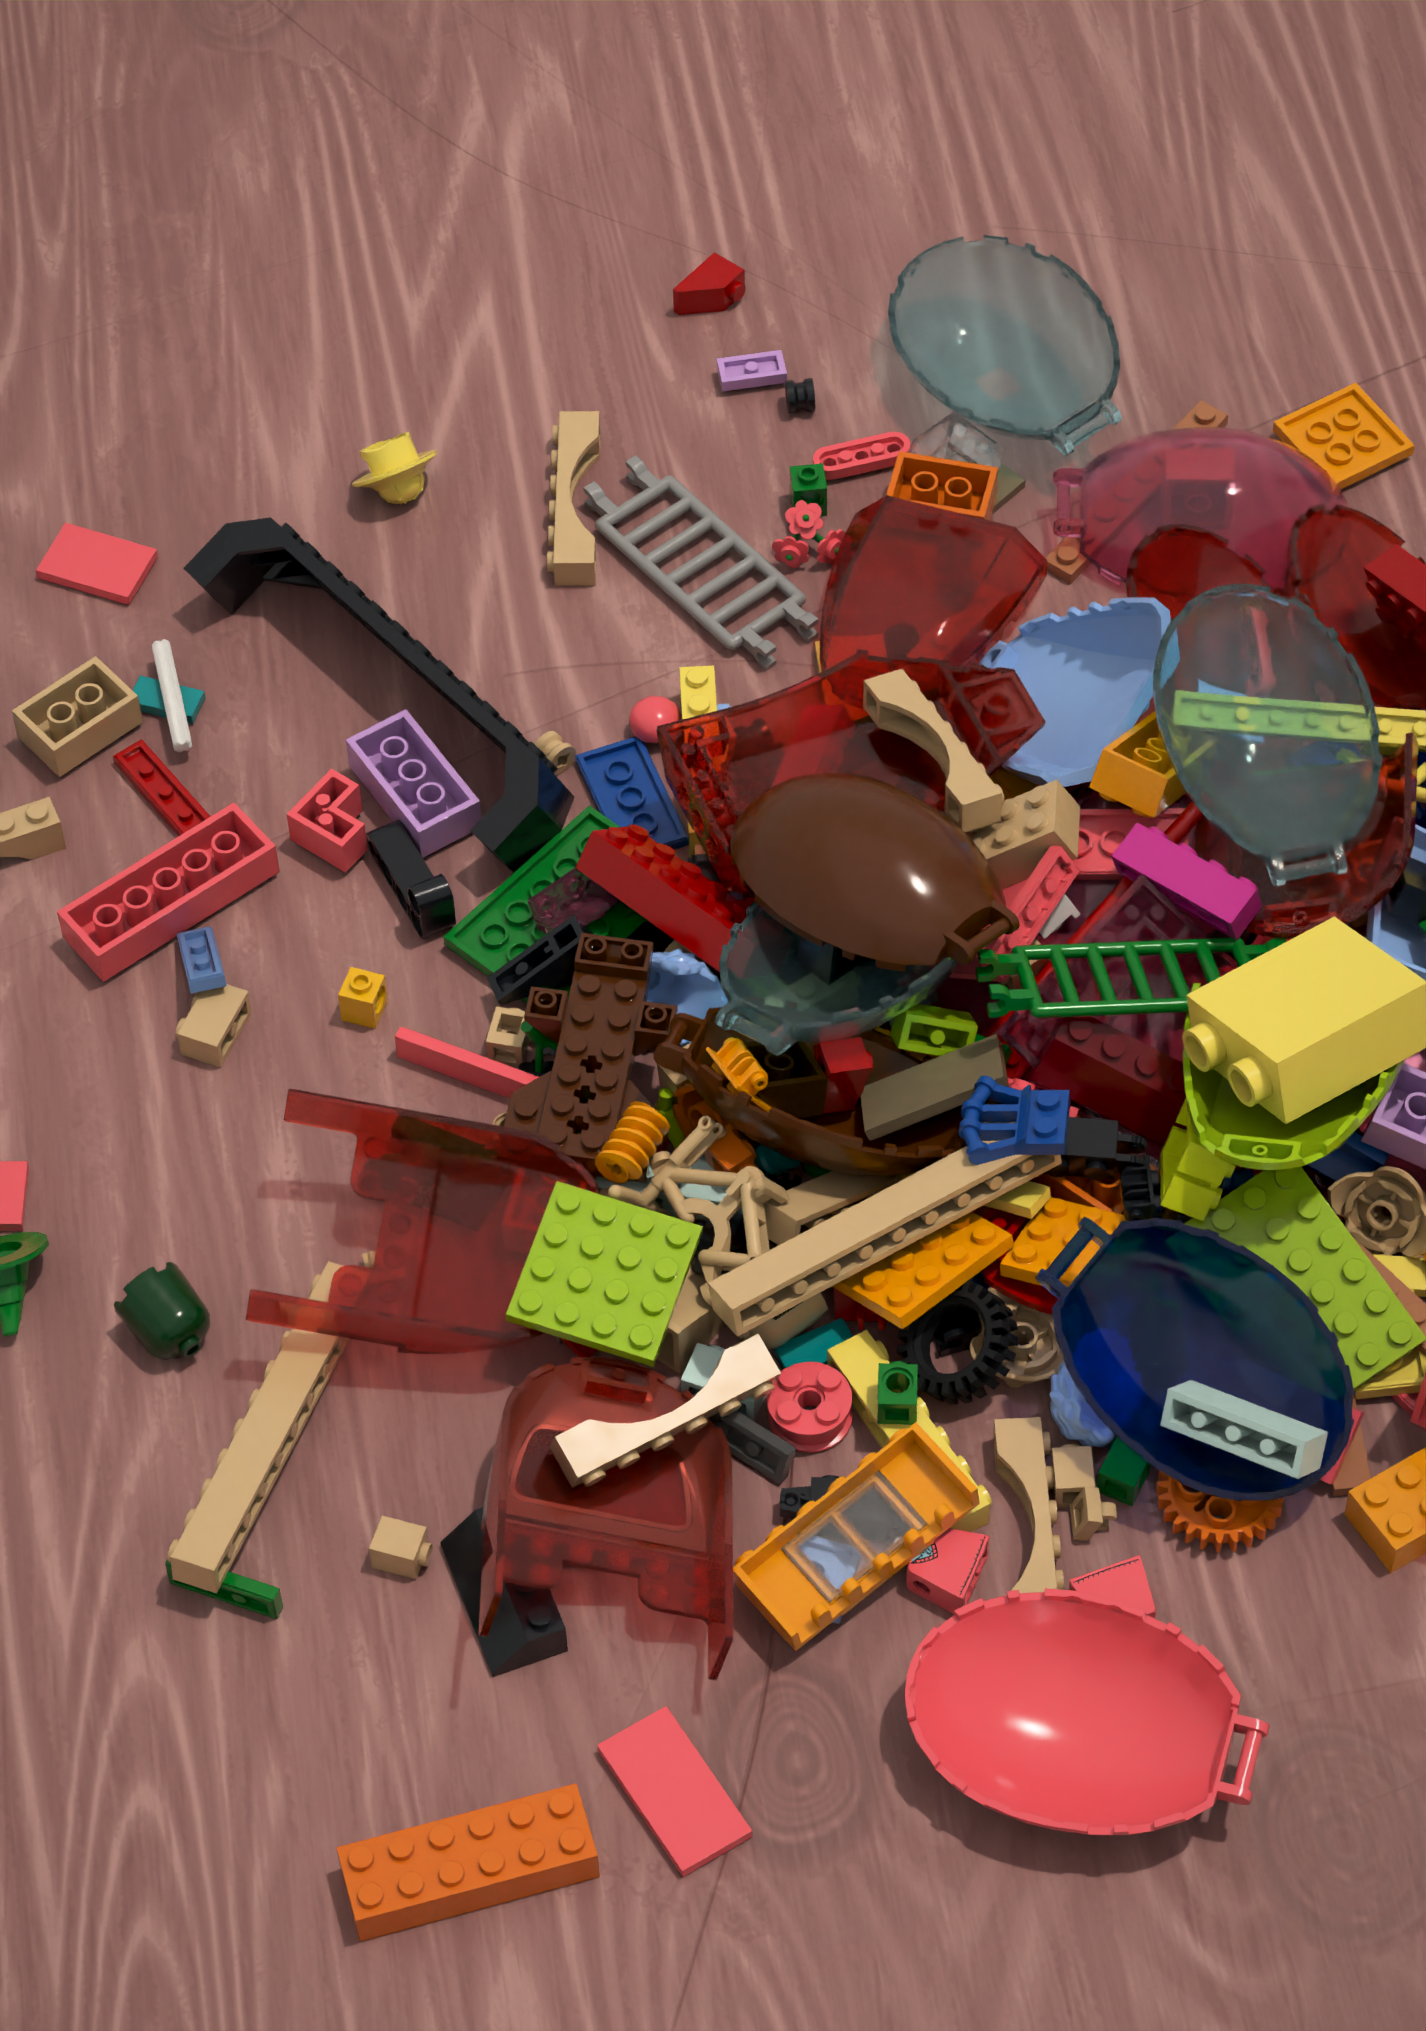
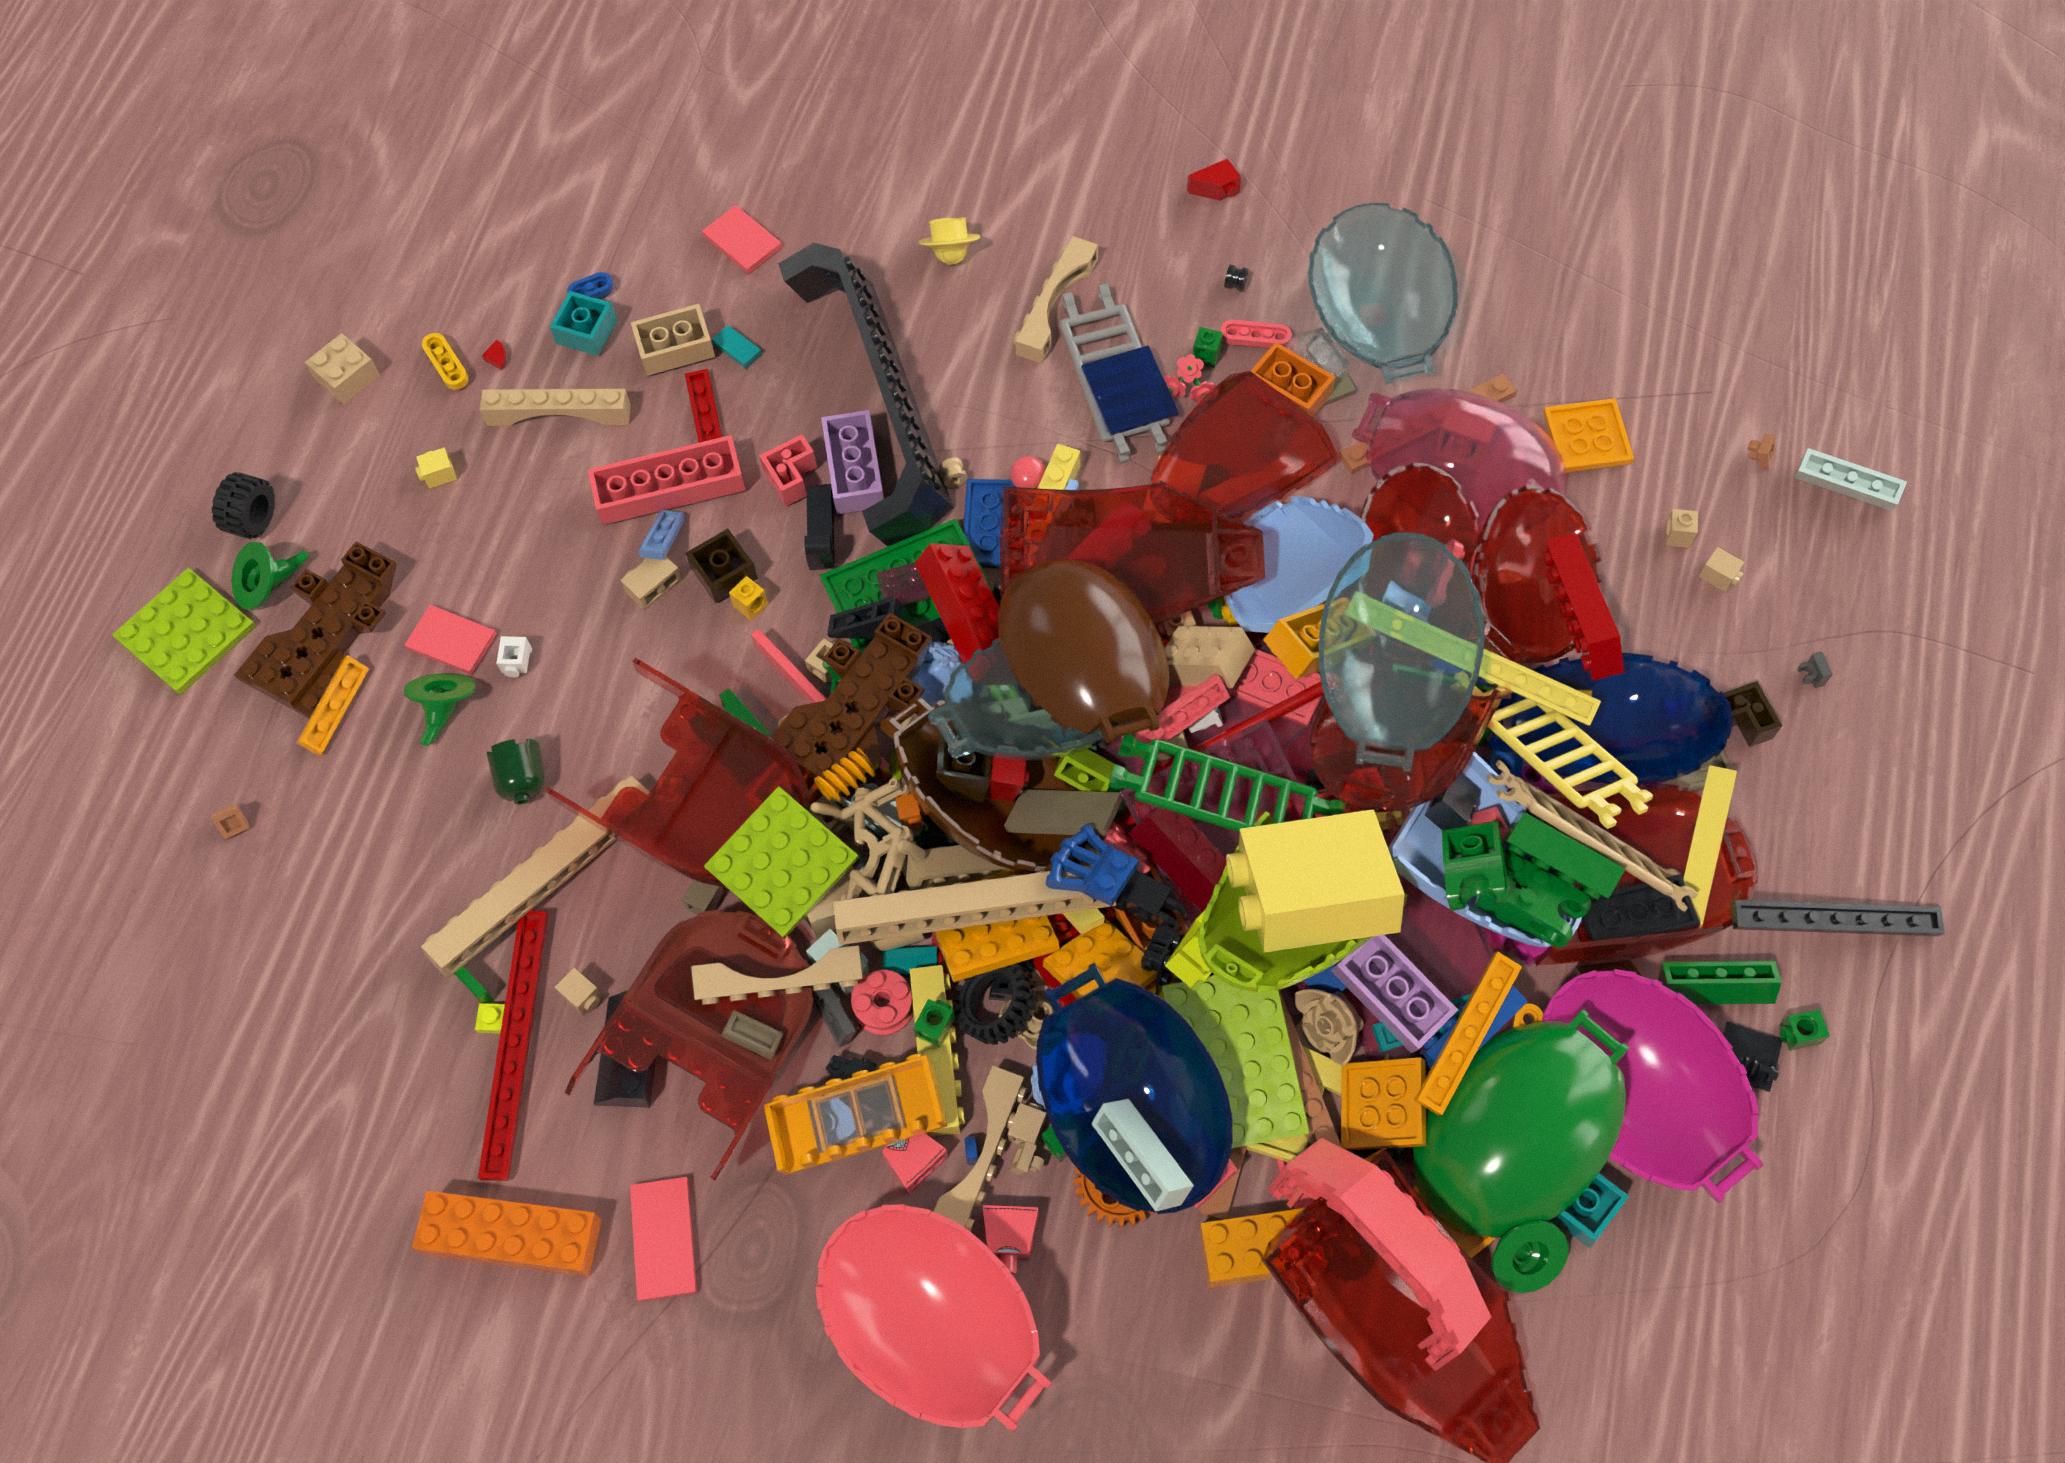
camera: 25 degrees right, 10 degrees up
(78, 1186) = (513, 655): none -> white brick
(171, 695) = (737, 346): white axle -> none
(295, 1627) = (489, 1018): none -> neon yellow plate
(304, 969) = (720, 564): none -> dark brown brick
(347, 1647) = (513, 1048): none -> red plate
(502, 1372) = (702, 897): none -> dark tan brick
(662, 1505) = (752, 1034): none -> dark tan tile
(735, 575) = (1129, 390): none -> clear blue piece
(740, 1067) = (931, 759): light orange hinge -> none
(751, 370) = (1214, 249): lavender plate -> none
(901, 708) = (1169, 532): tan arch -> none
(1017, 1532) = (971, 1150): none -> blue tile
(1188, 880) = (1297, 735): dark pink brick -> none

